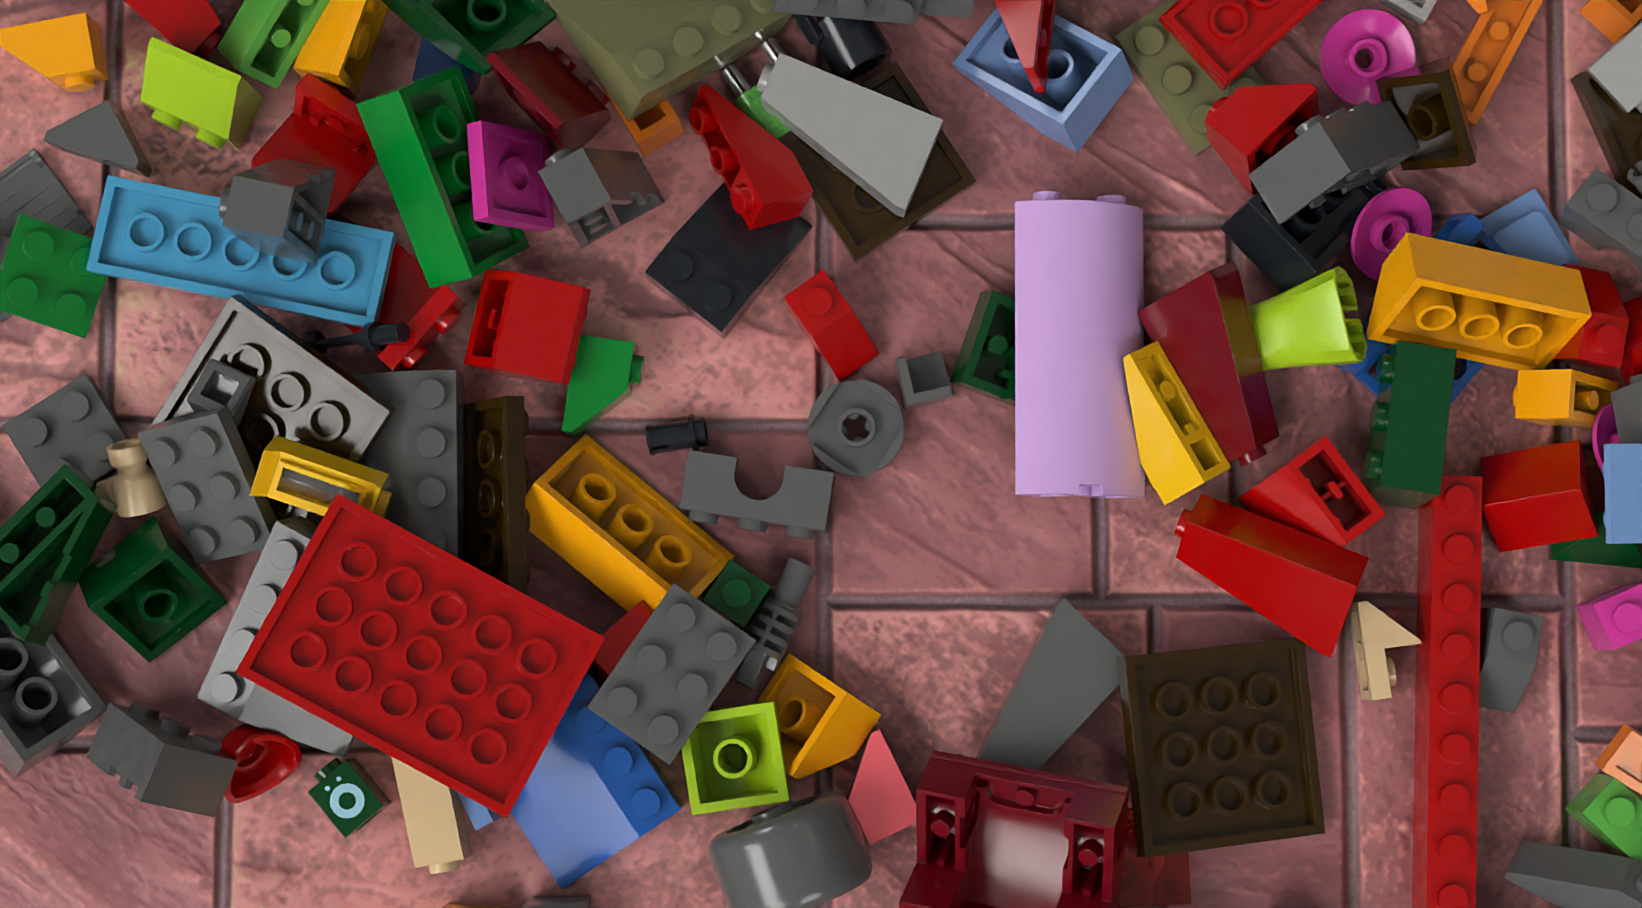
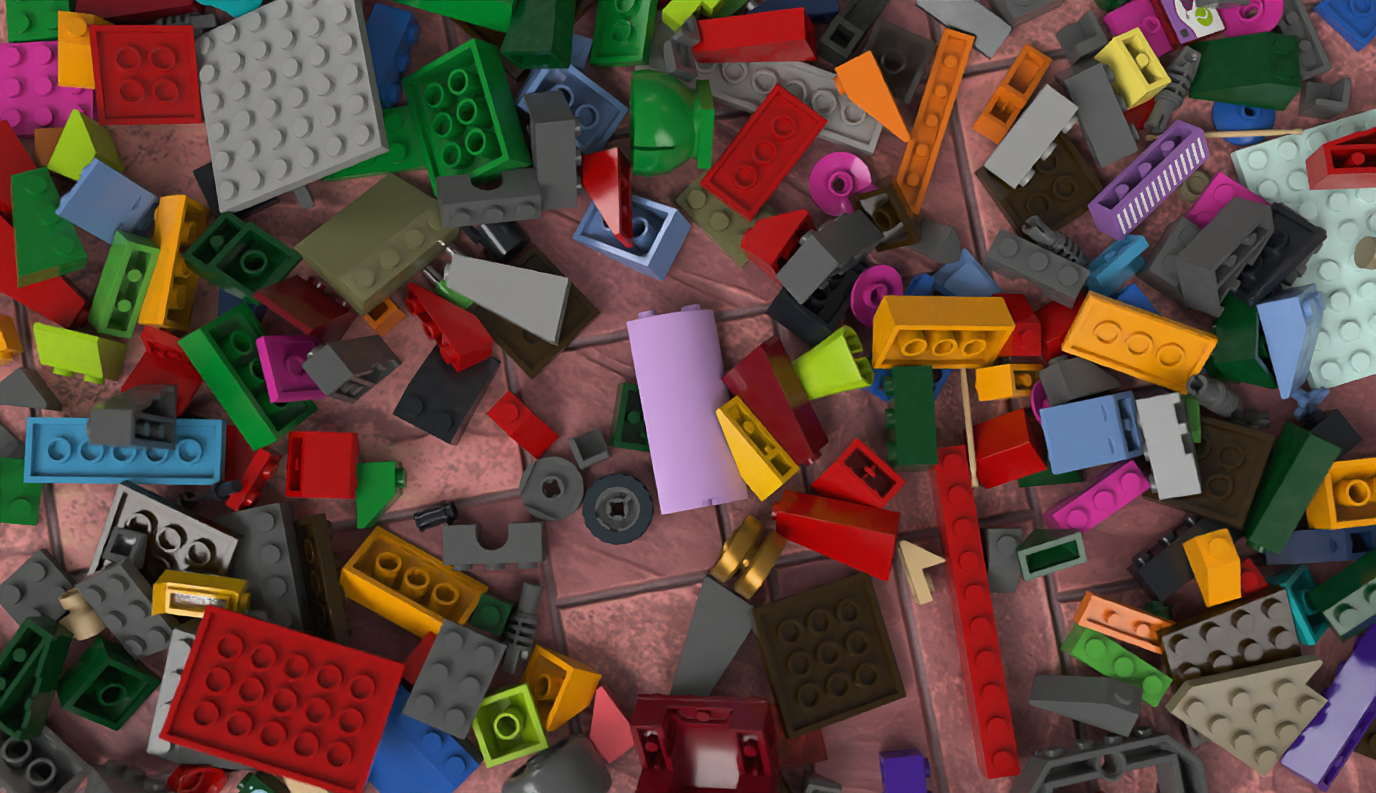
camera: 10 degrees left, 0 degrees up
(955, 448) = (636, 514): none -> black wheel
(1136, 585) = (751, 558): none -> pearl gold wheel
(1492, 452) = (968, 422): none -> tan piece
(1498, 172) = (938, 242): none -> dark grey tile
(1579, 658) = (1049, 552): none -> dark green slope

